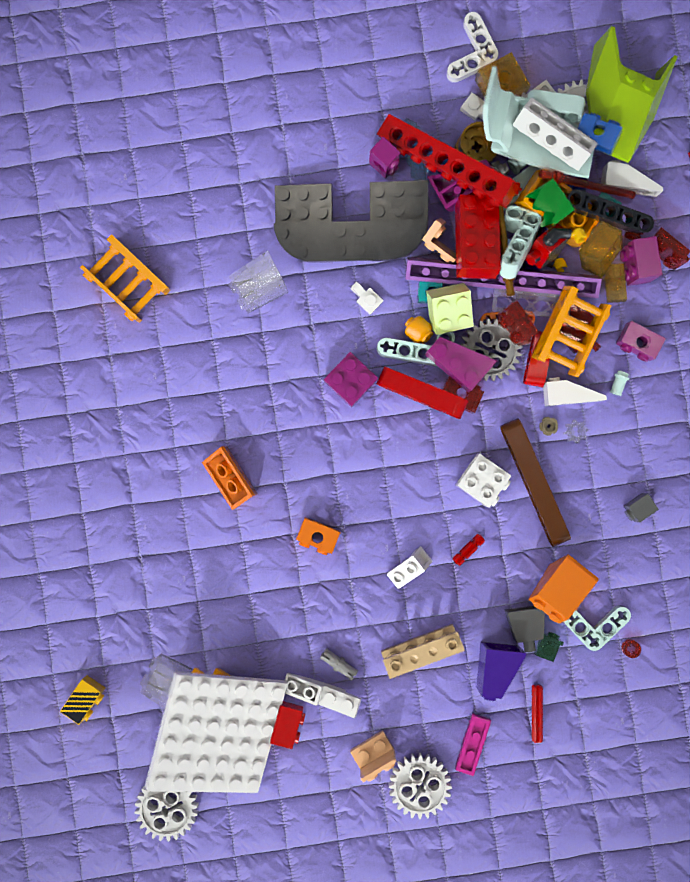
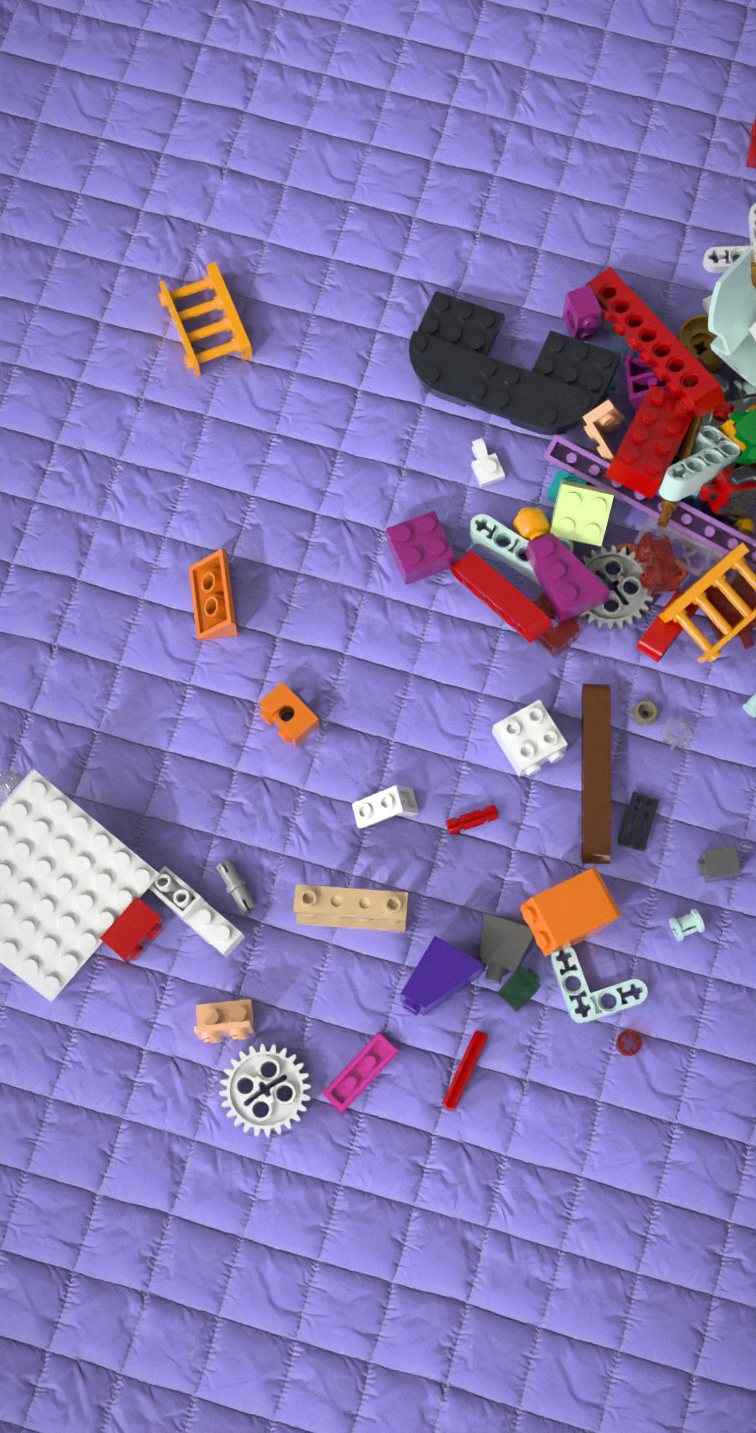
camera: 25 degrees right, 15 degrees down
(257, 283) = (361, 389): clear slope -> none
(566, 392) = (685, 681): white slope -> none
(575, 499) = (644, 800): none -> black tile
(636, 556) = (687, 925): none -> light aqua bush

